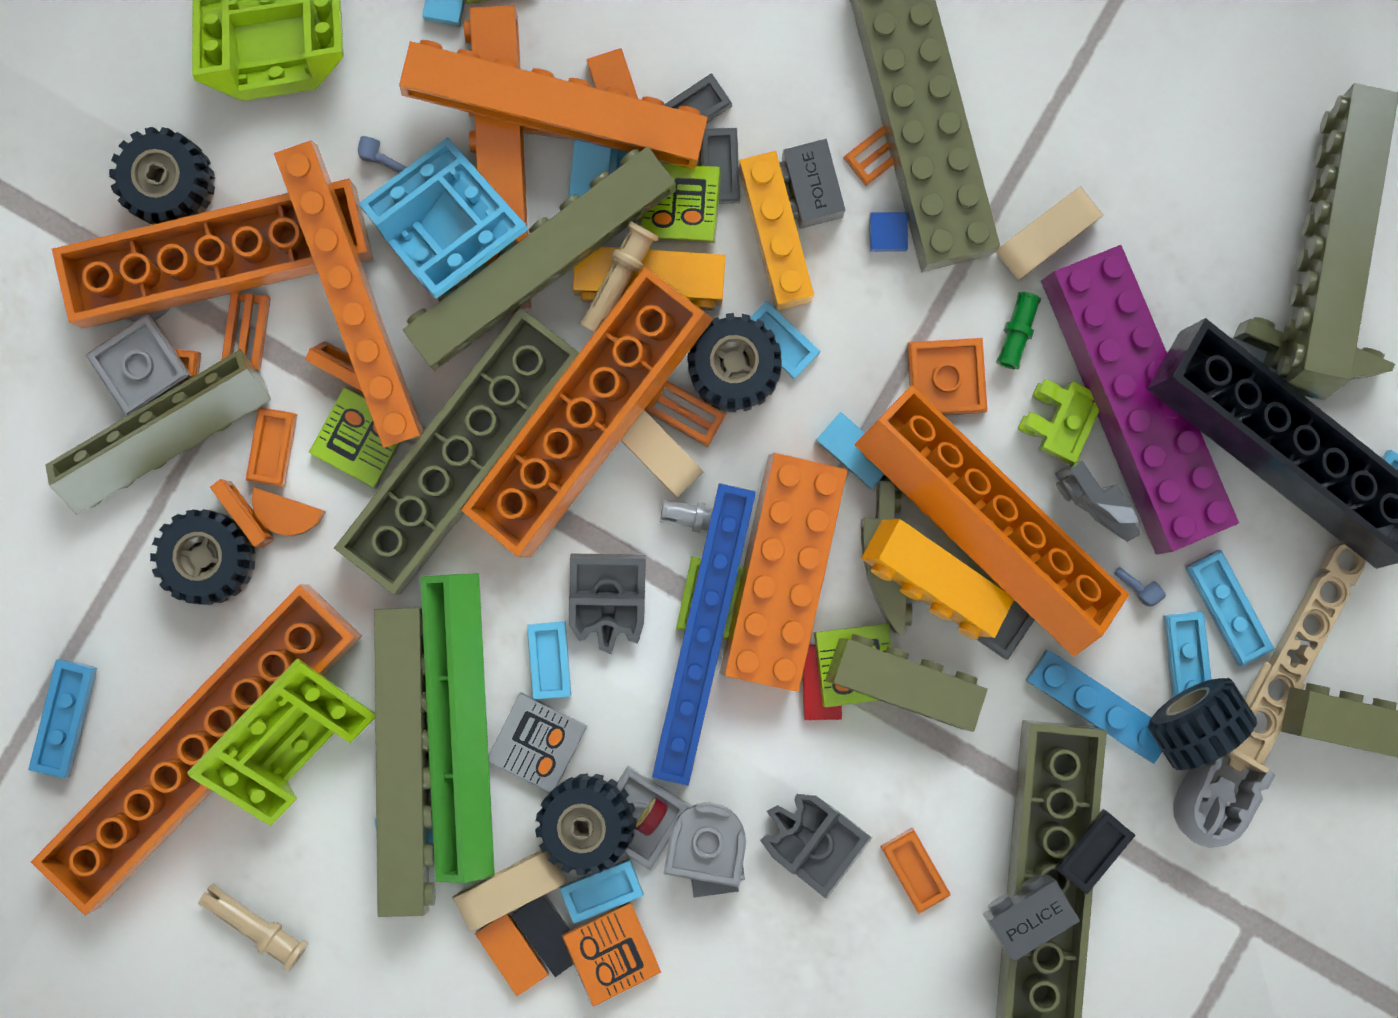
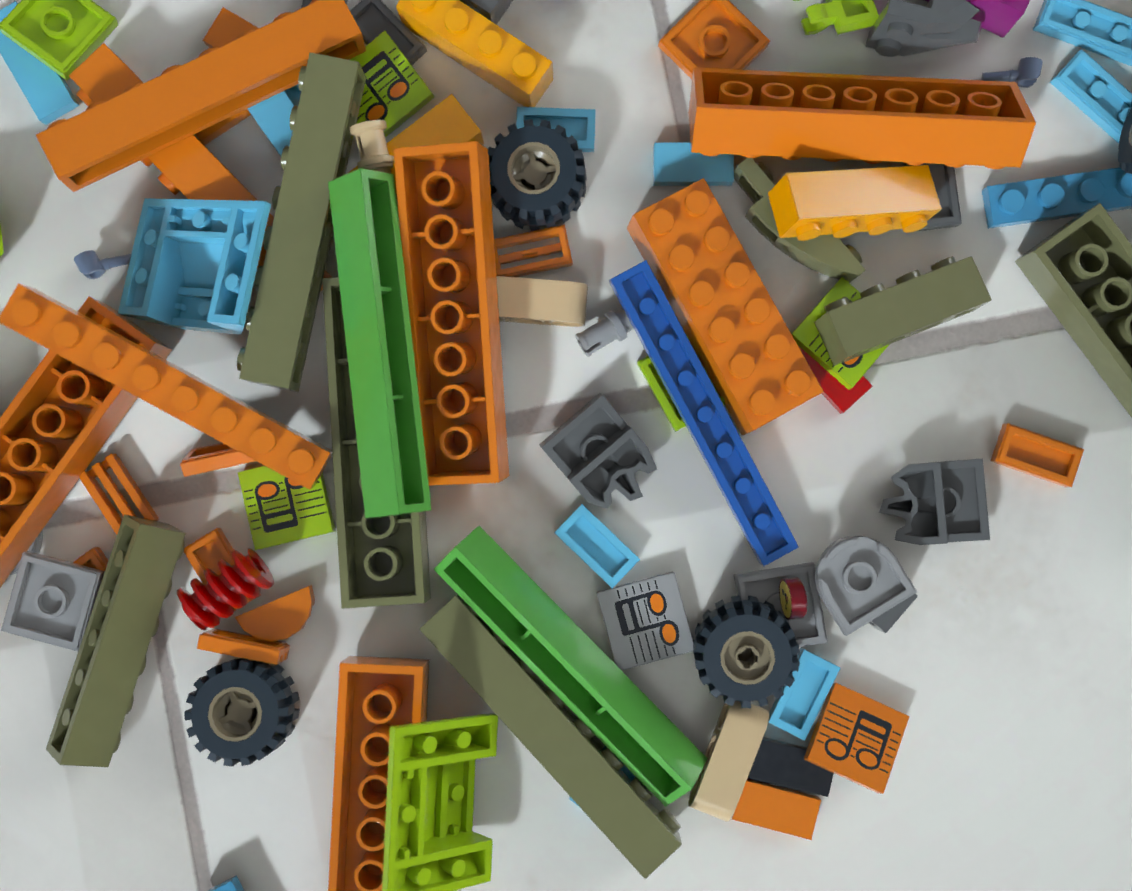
camera: 30 degrees left, 0 degrees up
(265, 464) = (225, 590): none -> red piece
(517, 392) = (379, 344): none -> bright green brick

